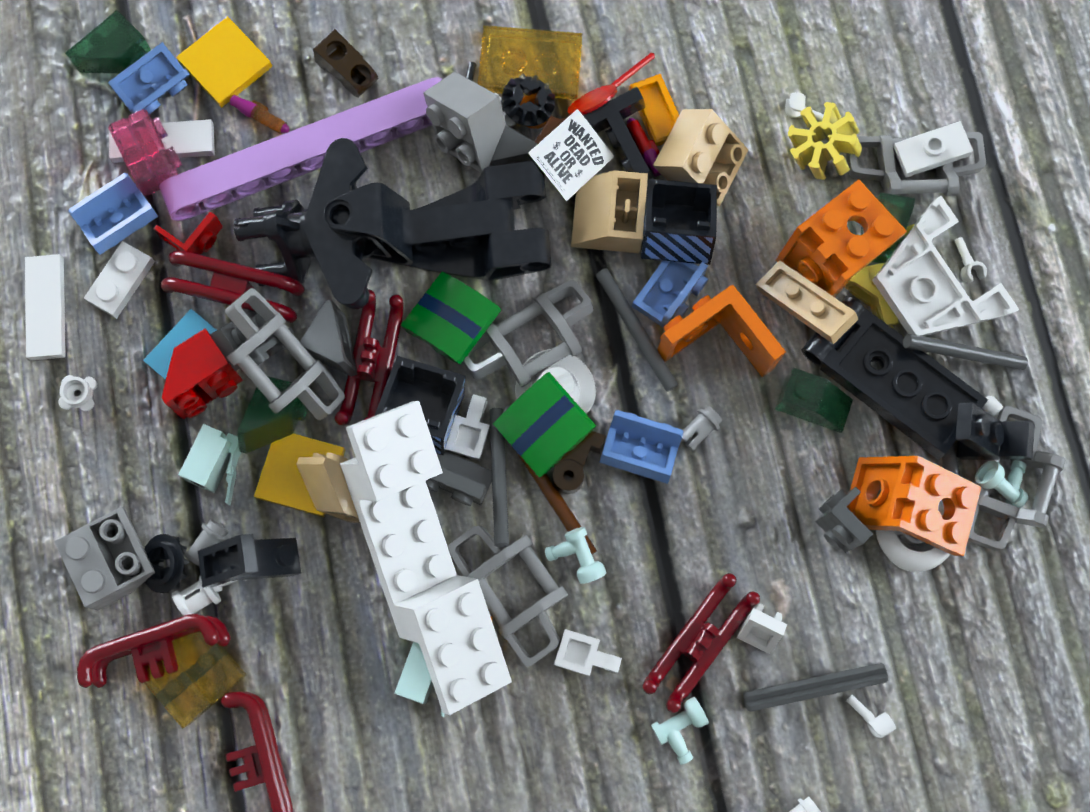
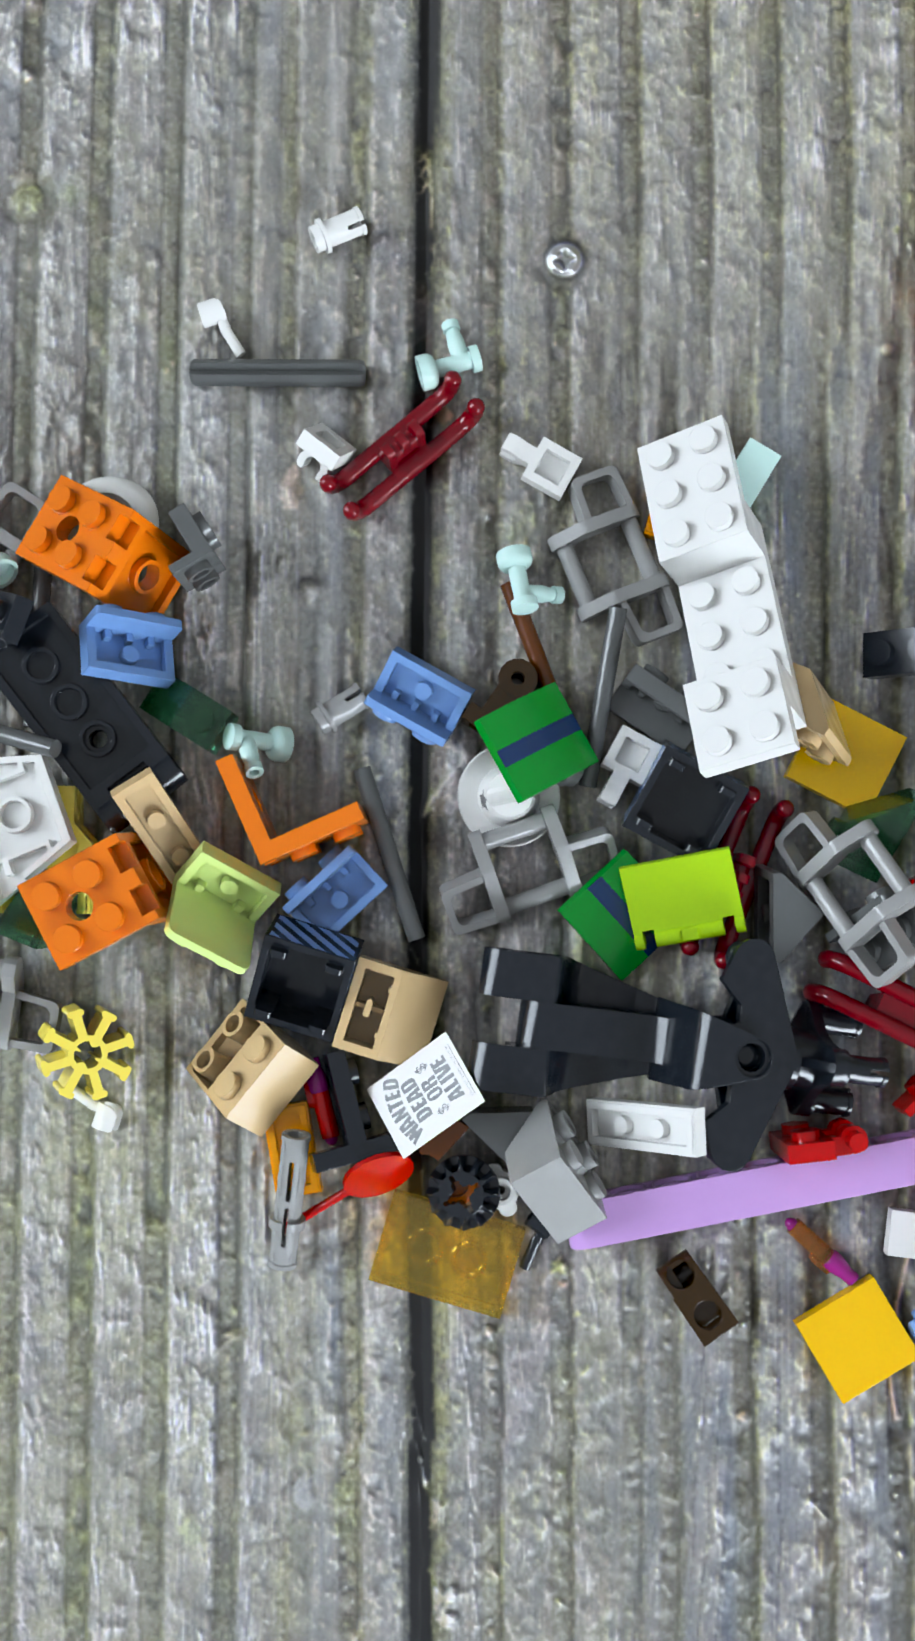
camera: 165 degrees left, 10 degrees up
(279, 177) = (804, 1144): none -> red plate
(405, 164) = (647, 1126): none -> white tile
(409, 331) = (682, 897): none -> lime piece
(650, 60) = (284, 1248): none -> light grey pin
(741, 390) = (276, 743): none -> light aqua piece
(755, 253) = (217, 906): none -> yellowish green bracket
(874, 432) = (128, 646): none -> medium blue bracket

